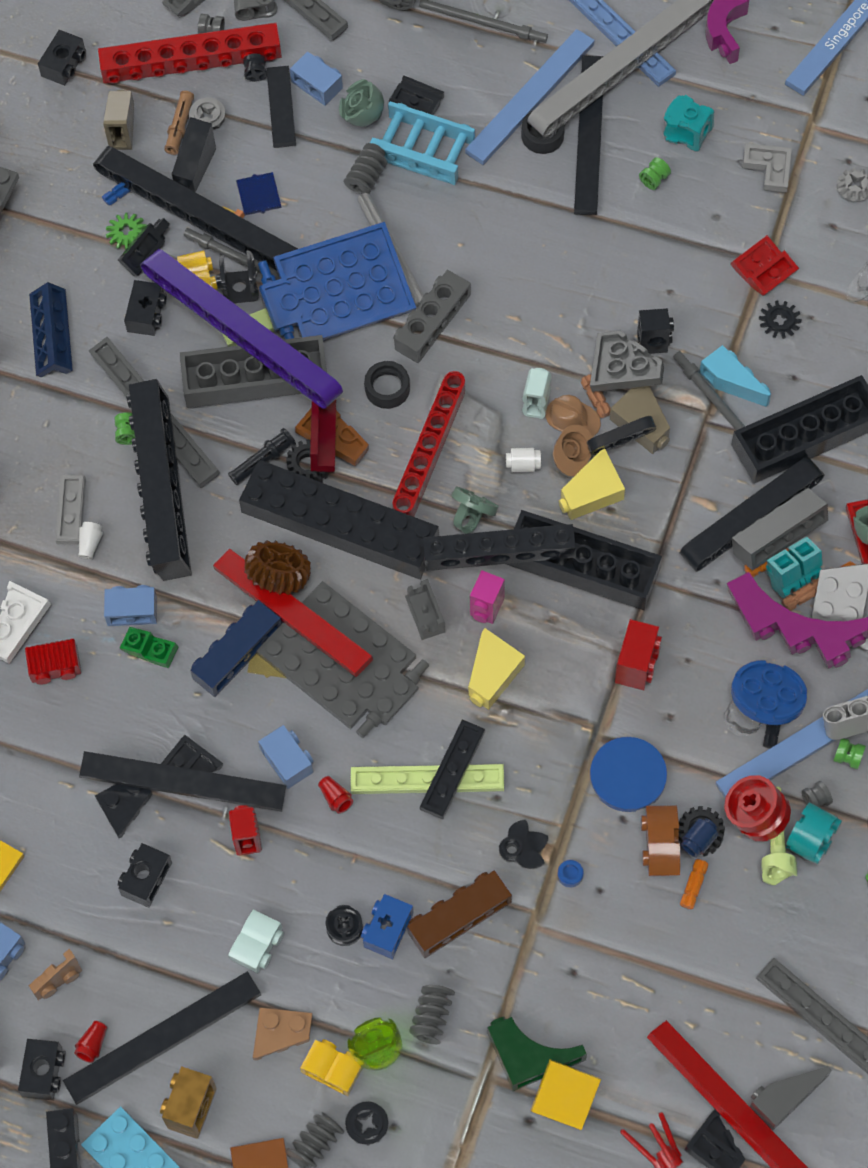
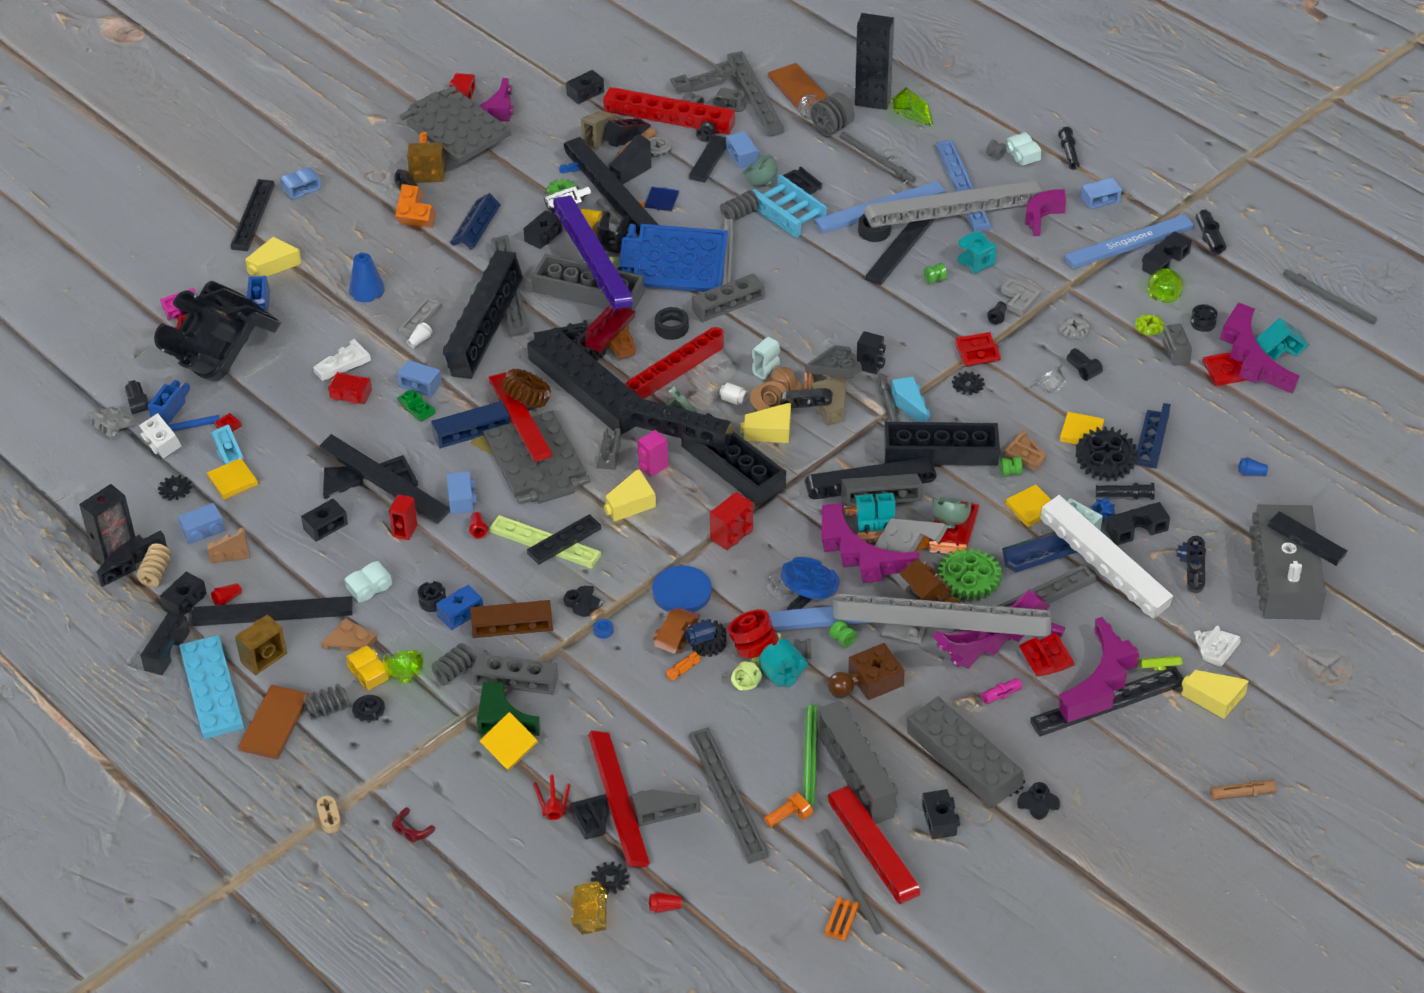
camera: 25 degrees right, 20 degrees down
(154, 107) = (624, 130): none -> black slope
(527, 995) = (516, 673): none -> dark grey brick
(758, 202) = (997, 313): none -> black cone

